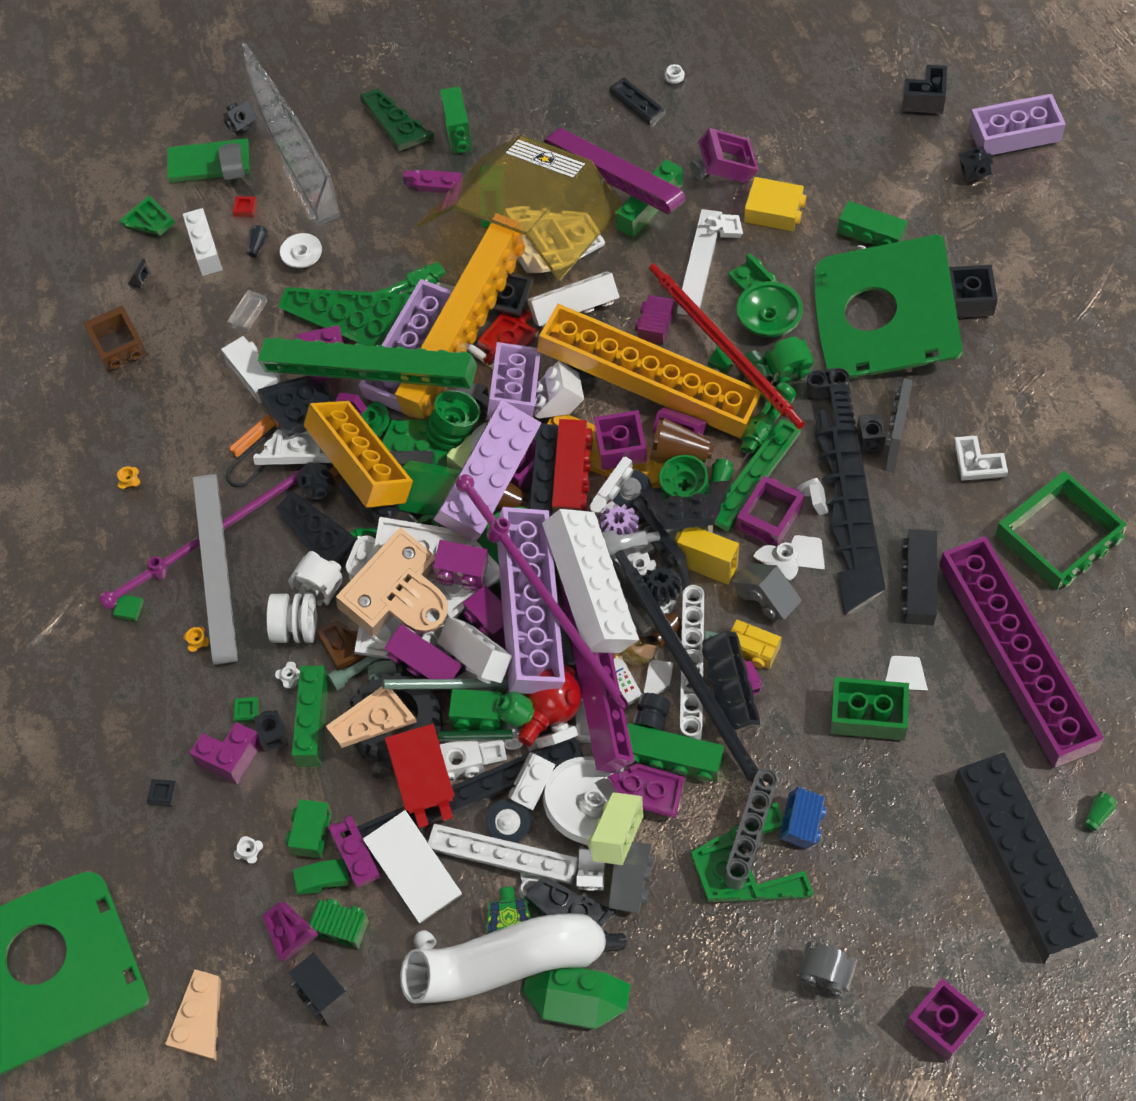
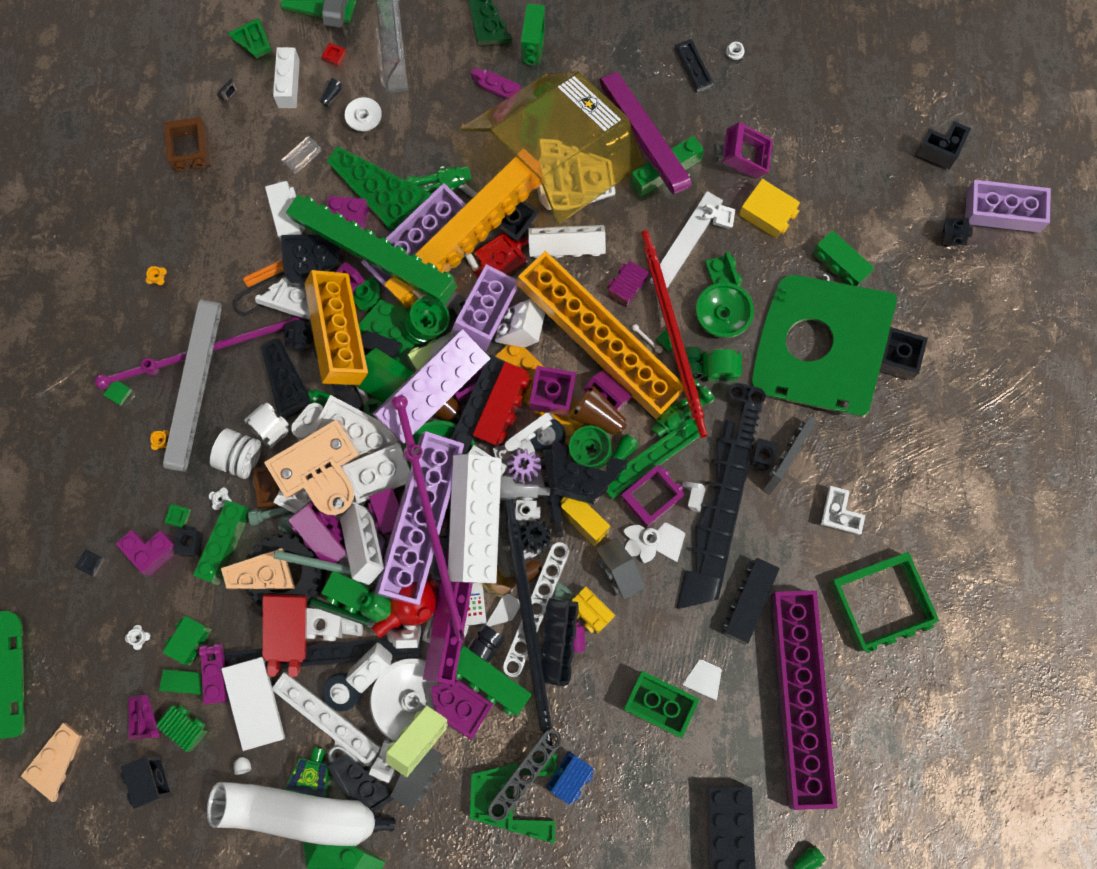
camera: 15 degrees right, 15 degrees up
(460, 565) = (375, 468): magenta brick -> none

